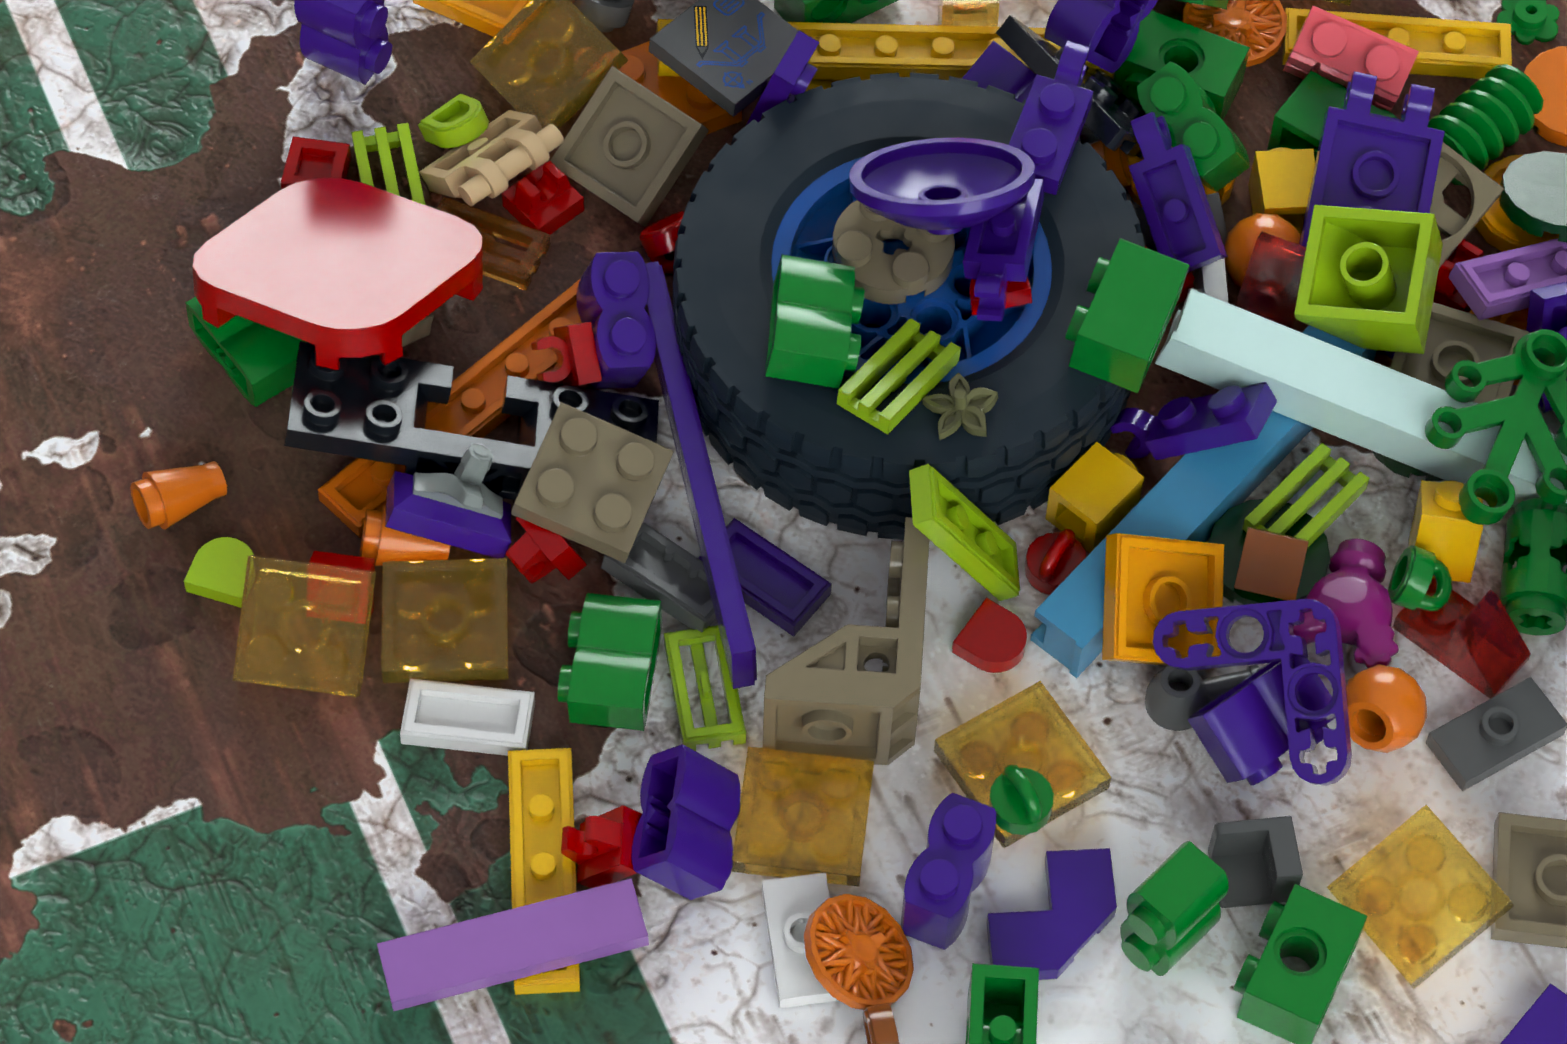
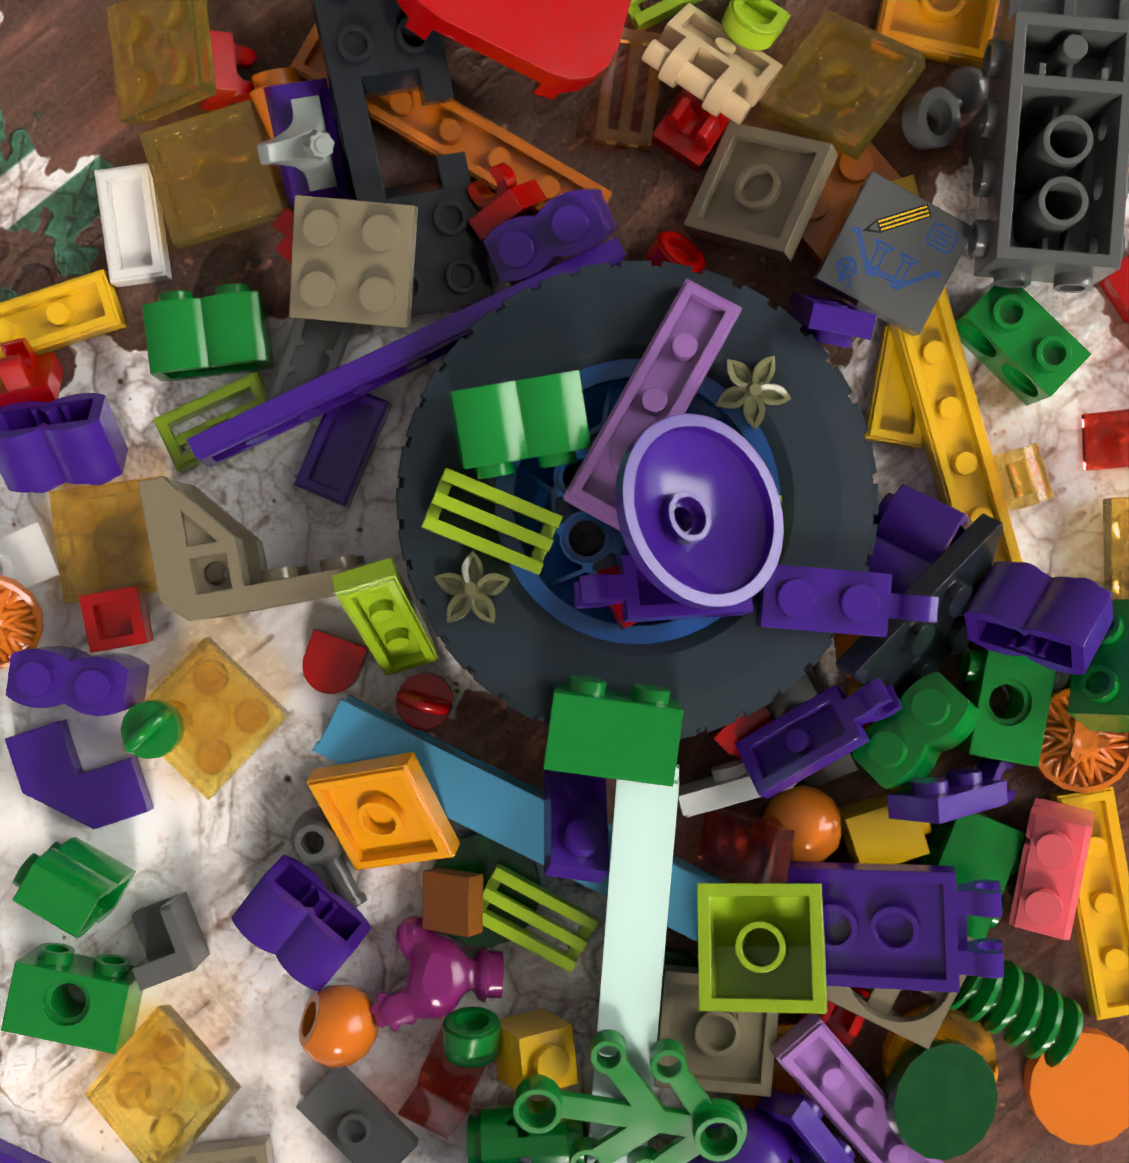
camera: 75 degrees right, 30 degrees up
(828, 215) = (657, 389): none -> medium lavender tile
(835, 145) = (752, 390): none -> olive plant
(891, 813) = (116, 618): none -> red tile
(1094, 495) = (493, 727): yellow brick -> none
(1258, 114) = (953, 797): none -> dark purple plate
(1281, 646) = (334, 937): dark purple beam -> none

